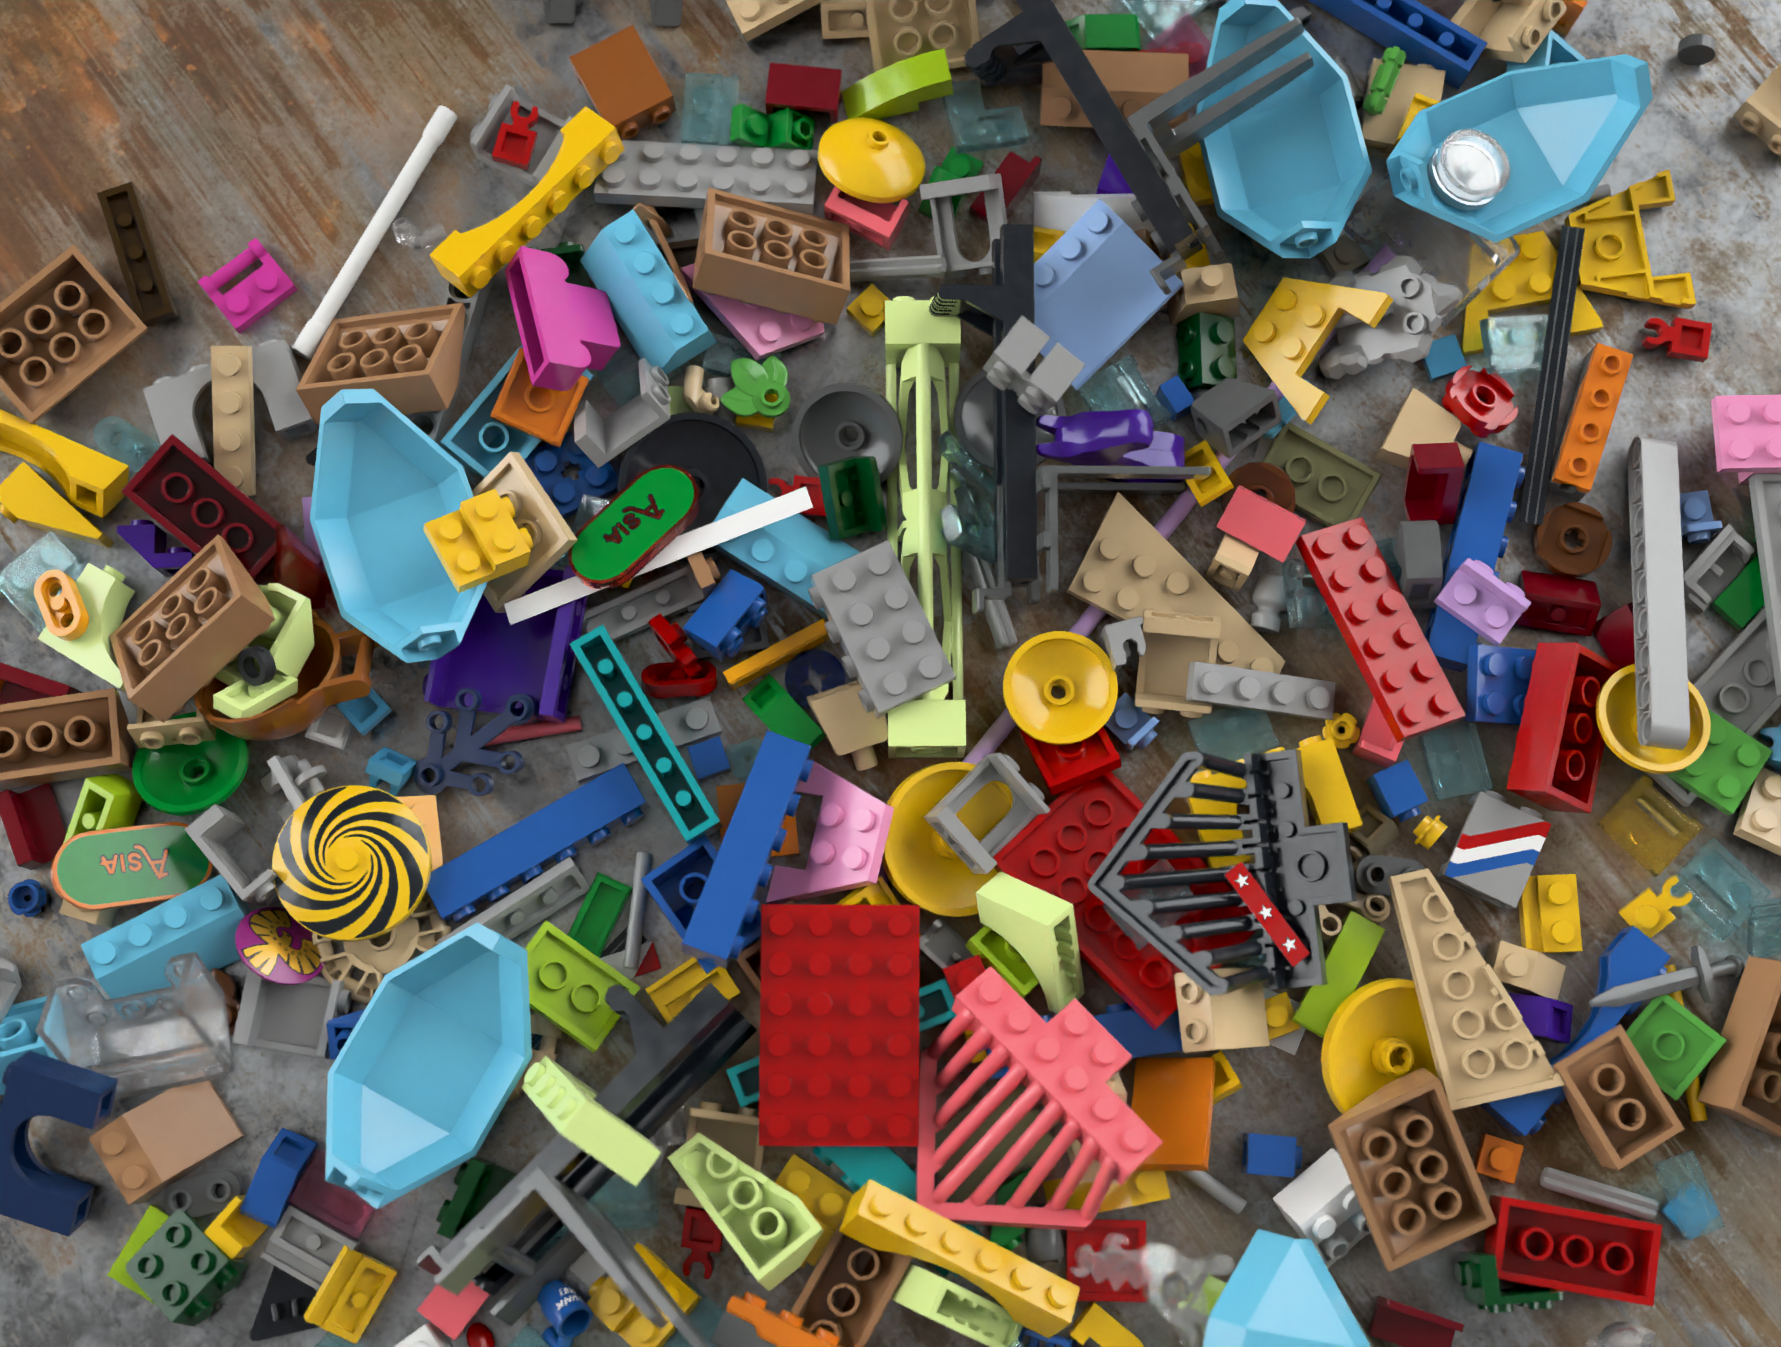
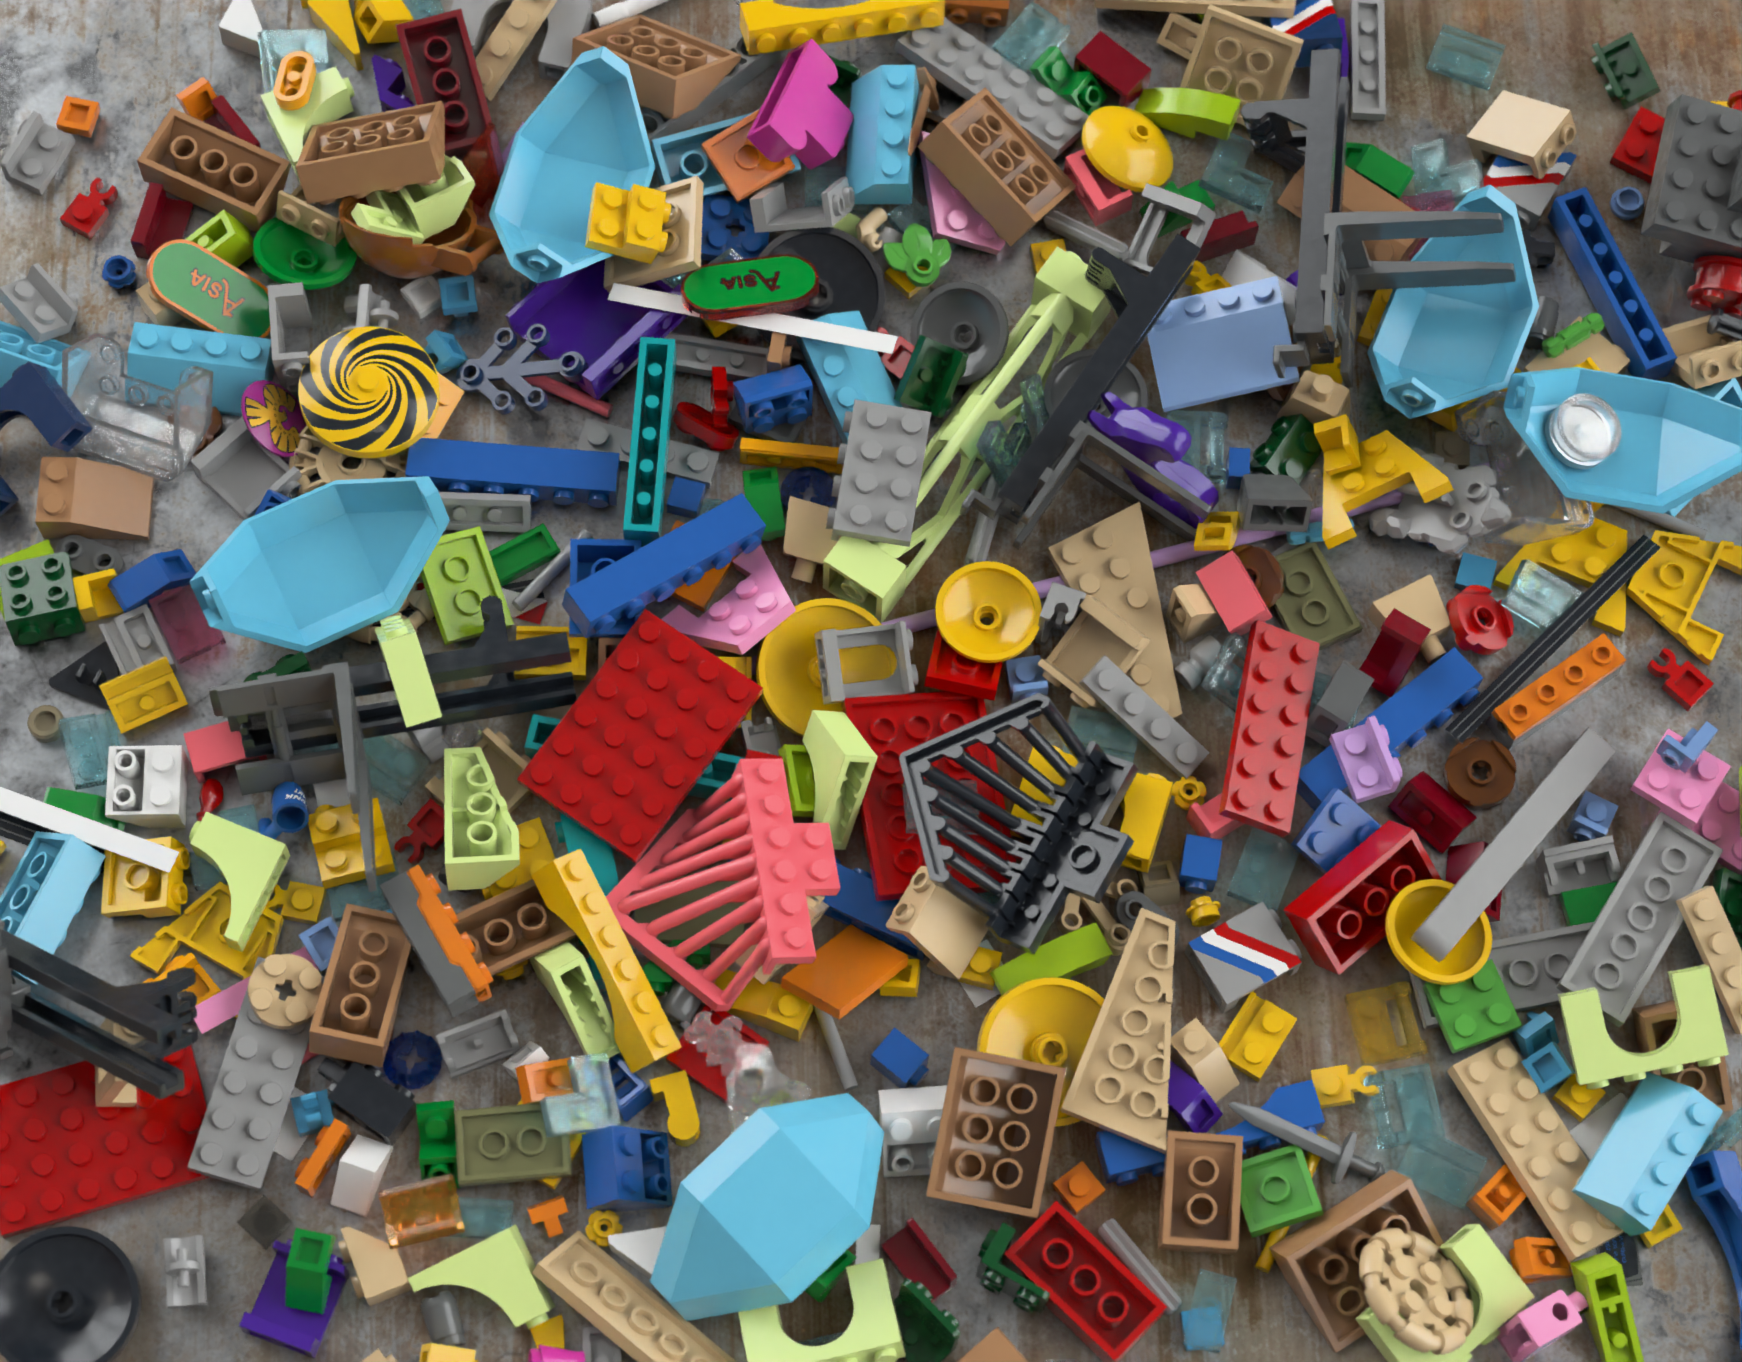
camera: 30 degrees right, 10 degrees down
(247, 667) = (410, 207): black piece -> none
(1049, 380) = (1124, 354): light grey piece -> none
(1254, 321) = (1338, 444): none -> yellow panel
(1267, 914) = (1022, 867): red sticker -> none
(1760, 404) = (1684, 753): none -> medium blue bracket

